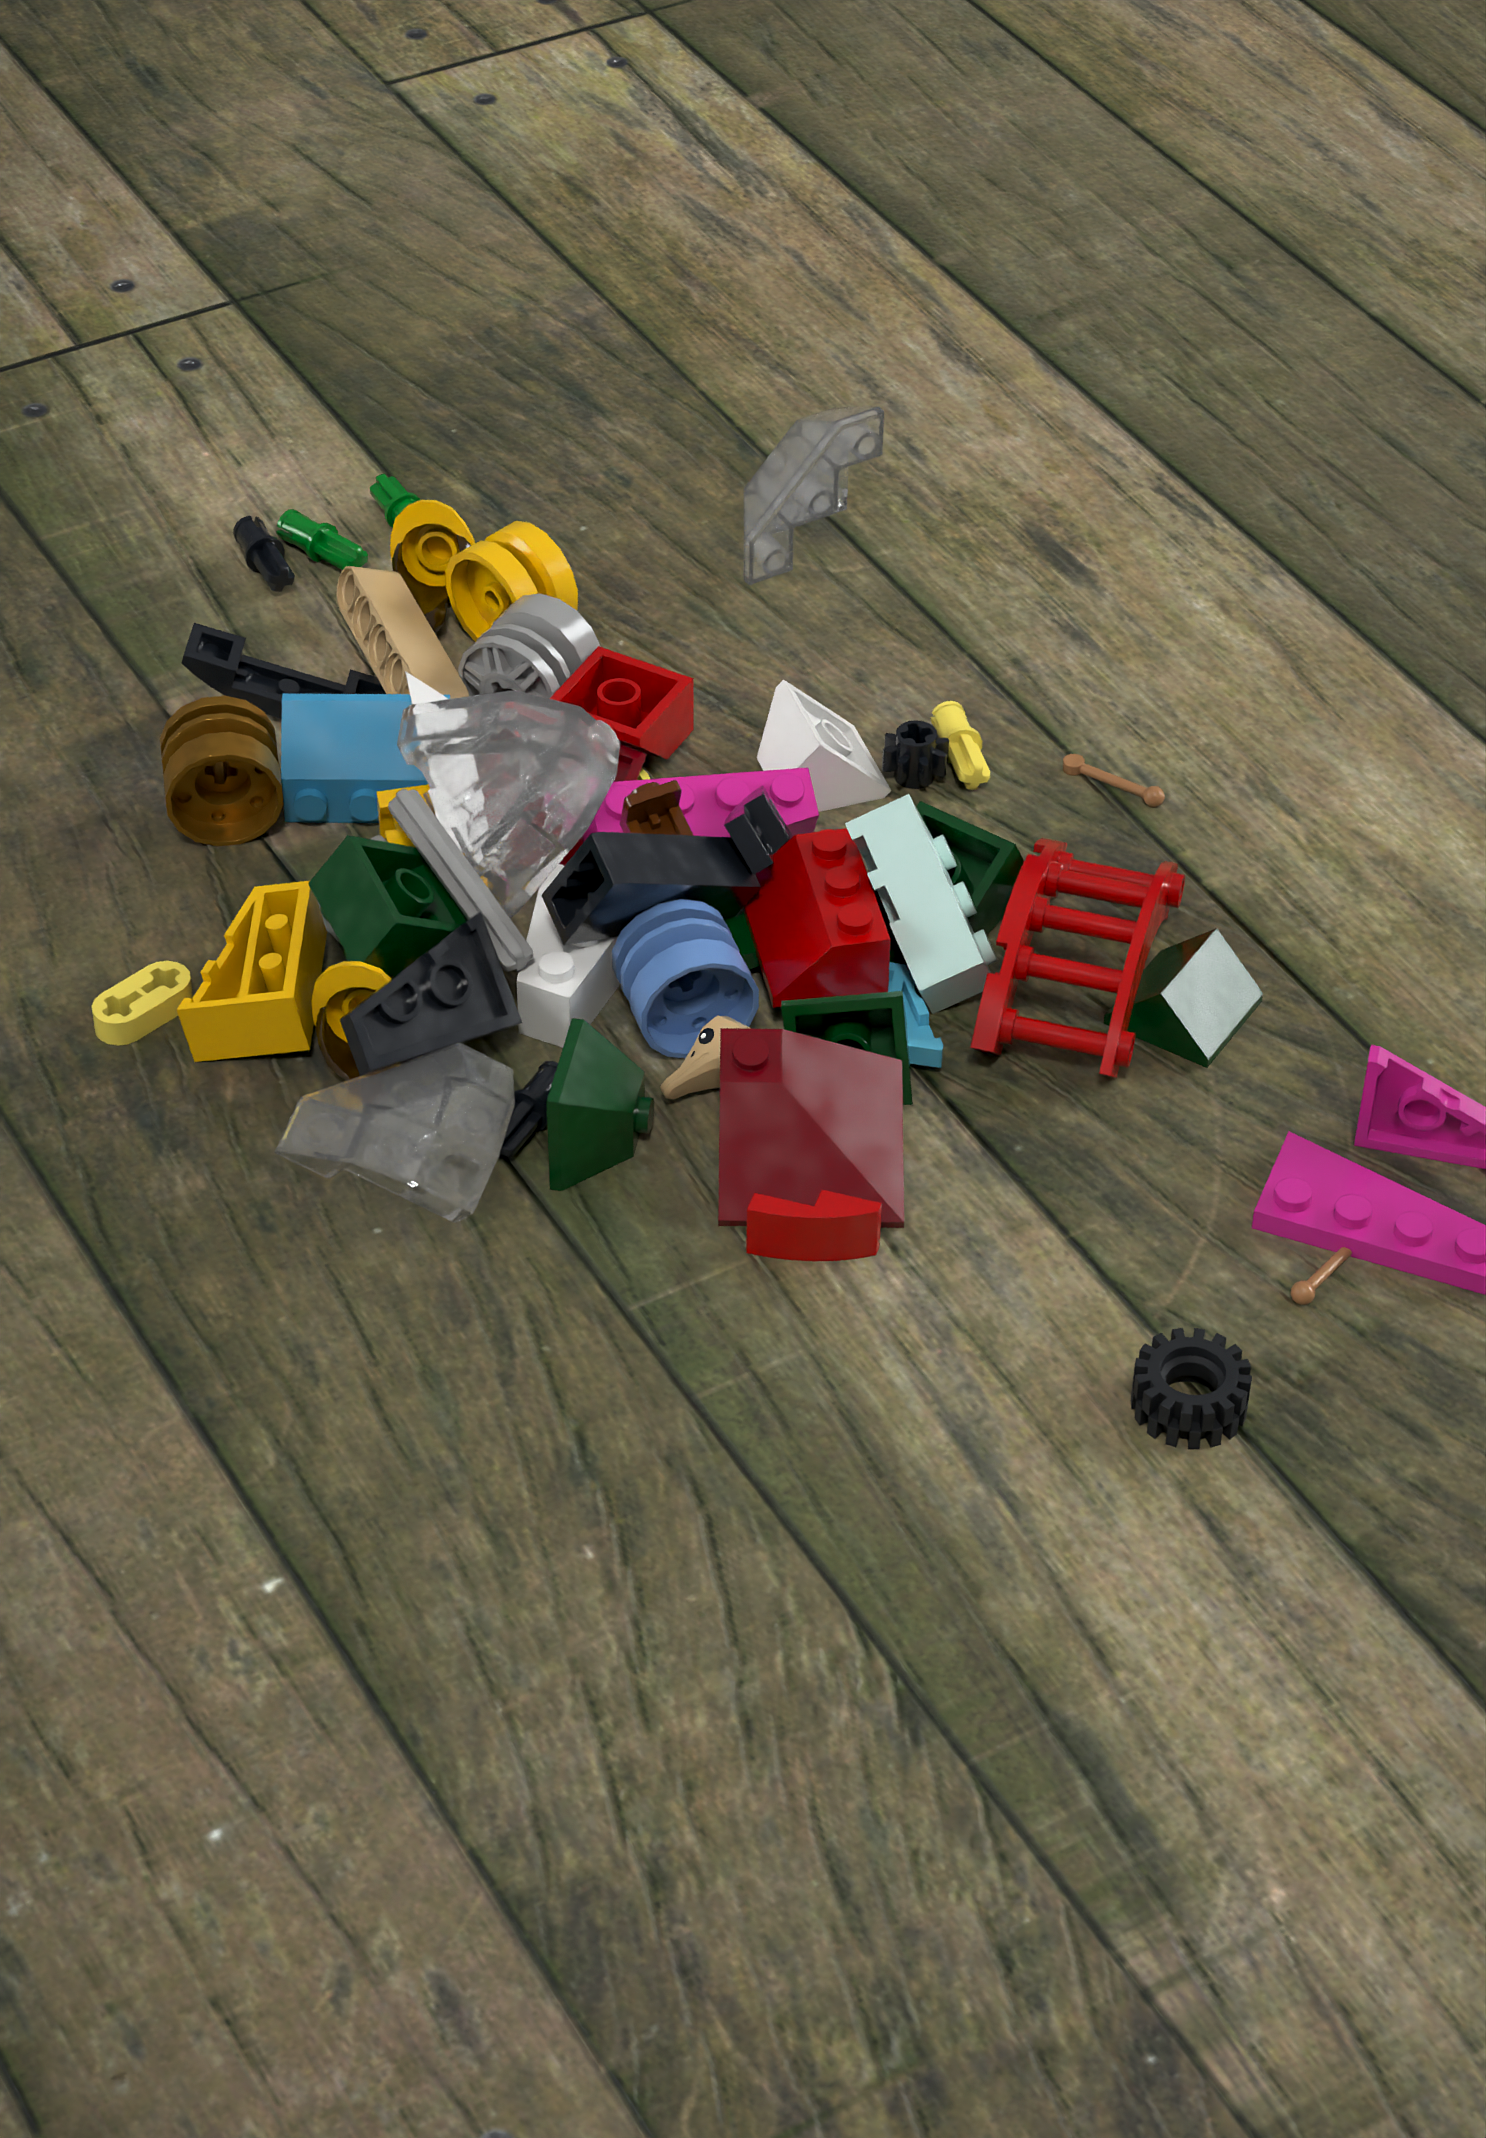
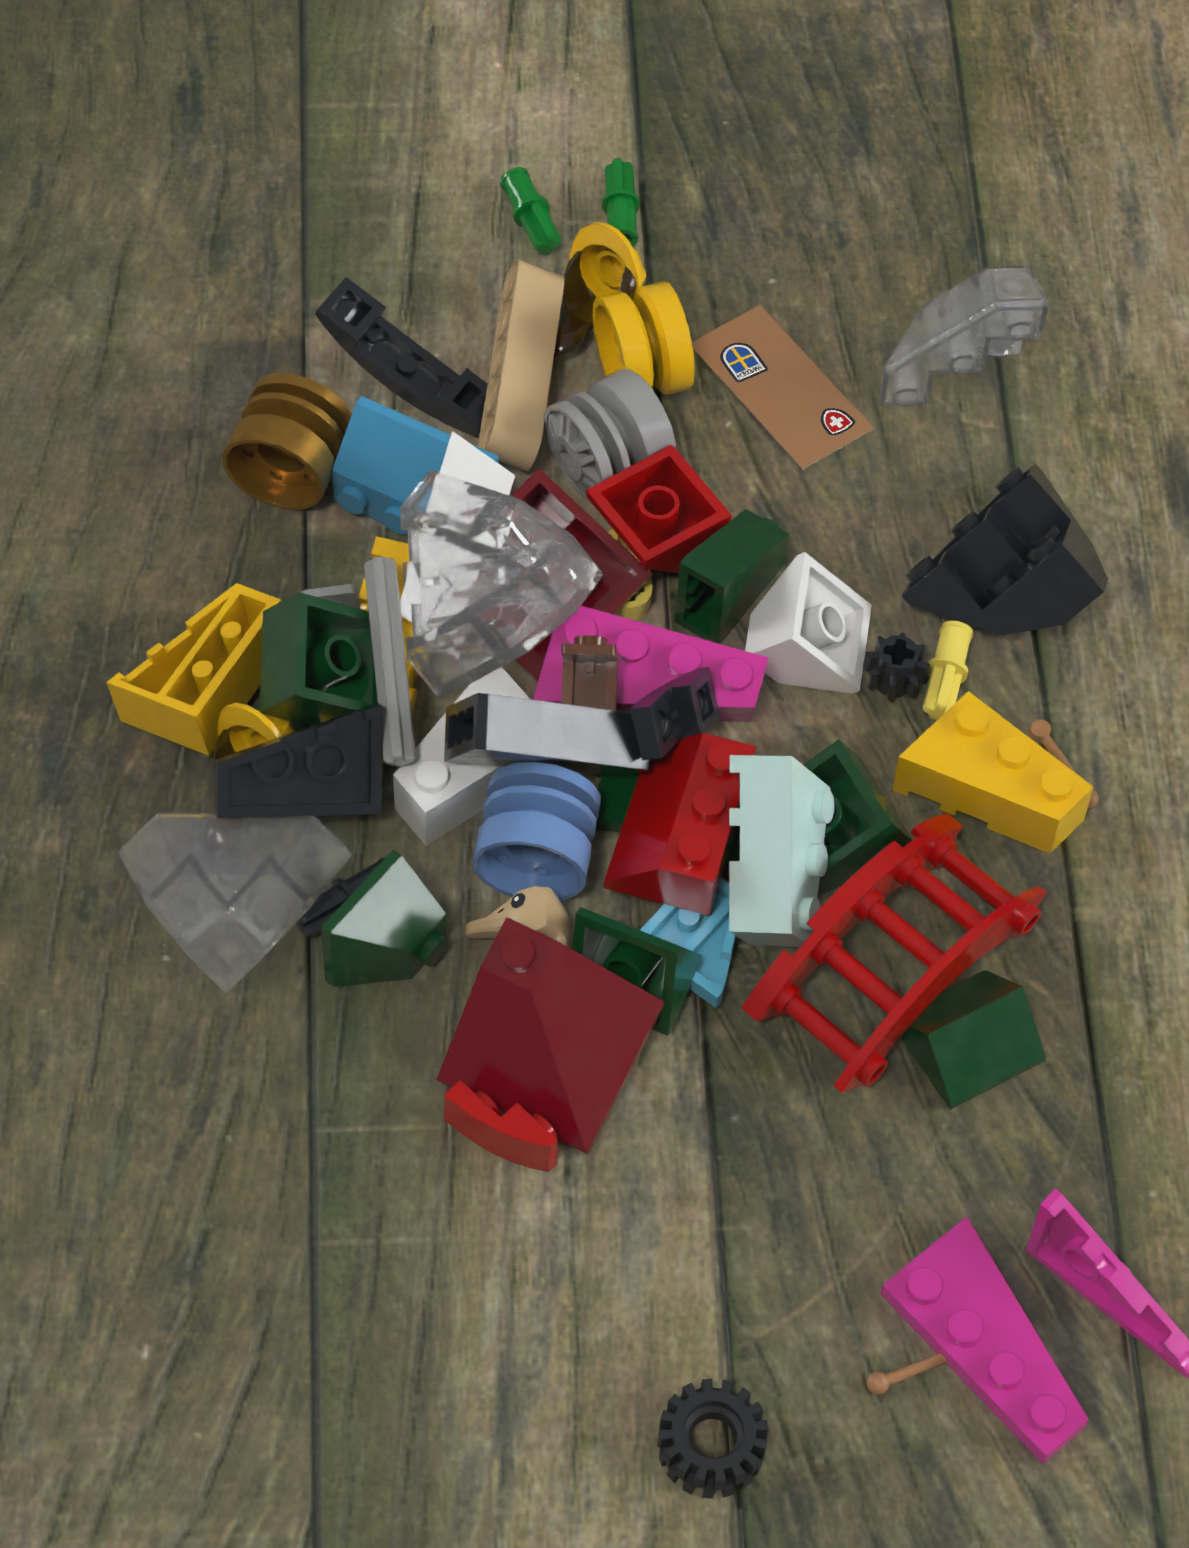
camera: 25 degrees right, 15 degrees up
(141, 1002) = (106, 645): light yellow beam -> none
(263, 552) = (474, 204): black axle -> none
(657, 600) = (781, 386): none -> medium nougat sticker
(715, 727) = (728, 574): none -> dark green slope
(965, 641) = (1013, 563): none -> black brick
(1071, 797) = (996, 774): none -> yellow wedge

